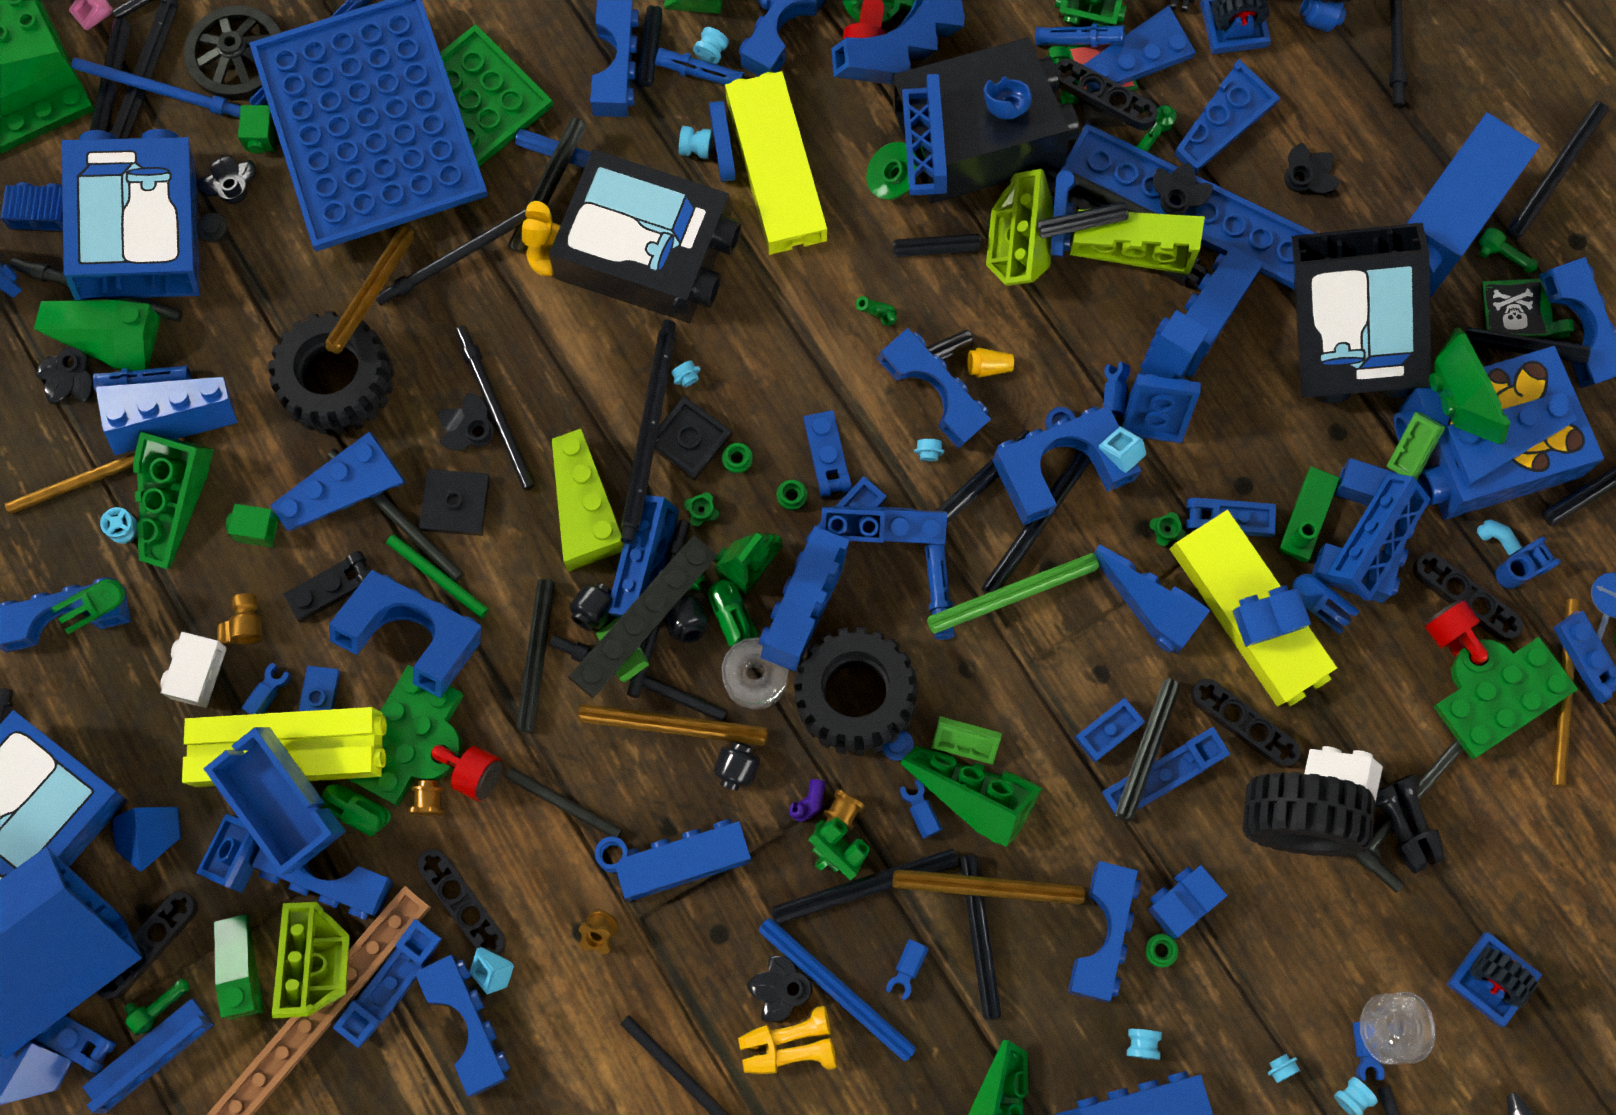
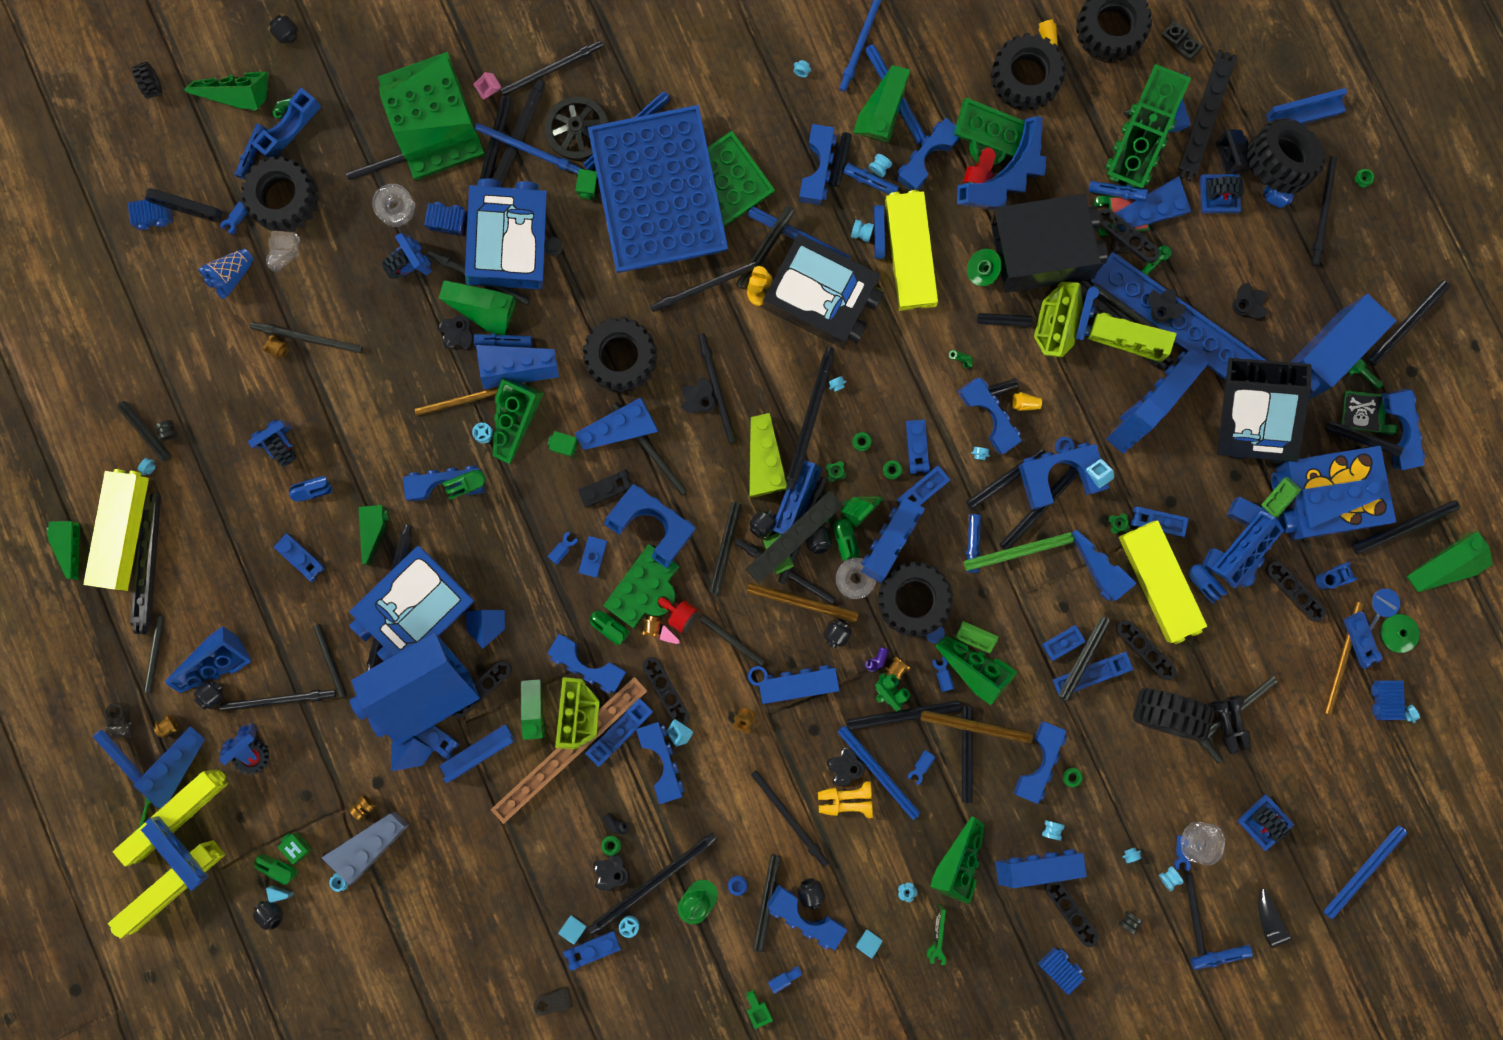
camera: 15 degrees right, 10 degrees up
(142, 1018) = (475, 731): green piece -> none
(193, 669) = (521, 529): white brick -> none
(228, 179) = (563, 213): black plate -> none
(230, 855) = (535, 642): blue slope -> none
(245, 625) = (552, 506): pearl gold piece -> none
(274, 800) = (565, 619): blue piece -> none
(320, 742) = (572, 585): neon yellow brick -> none
(369, 290) = (649, 305): pearl gold axle -> none
(437, 576) = (673, 493): green bar -> none
(454, 502) = (686, 445): black plate -> none
(454, 811) = (668, 636): none -> bright pink slope
(690, 438) = (835, 425): black plate -> none
(885, 524) = (947, 498): blue slope -> none
(935, 133) = (1016, 254): blue fence -> none
(1007, 98) = (1065, 238): blue hair -> none
(1083, 220) = (1099, 322): black axle -> none
(1116, 389) = (1102, 430): blue bar -> none
(1161, 407) = (1127, 450): blue plate -> none
(1186, 901) = (1092, 751): blue brick -> none
(1231, 111) = (1205, 256): blue wing -> none
(1271, 616) = (1172, 591): blue brick -> none
(1308, 514) = (1207, 526): green piece -> none
(1355, 767) = (1194, 688): white brick -> none
(1467, 390) = (1318, 470): green wedge -> none
(1495, 687) = (1300, 649): green plate -> none
(1502, 533) = (1324, 554): medium azure arm -> none

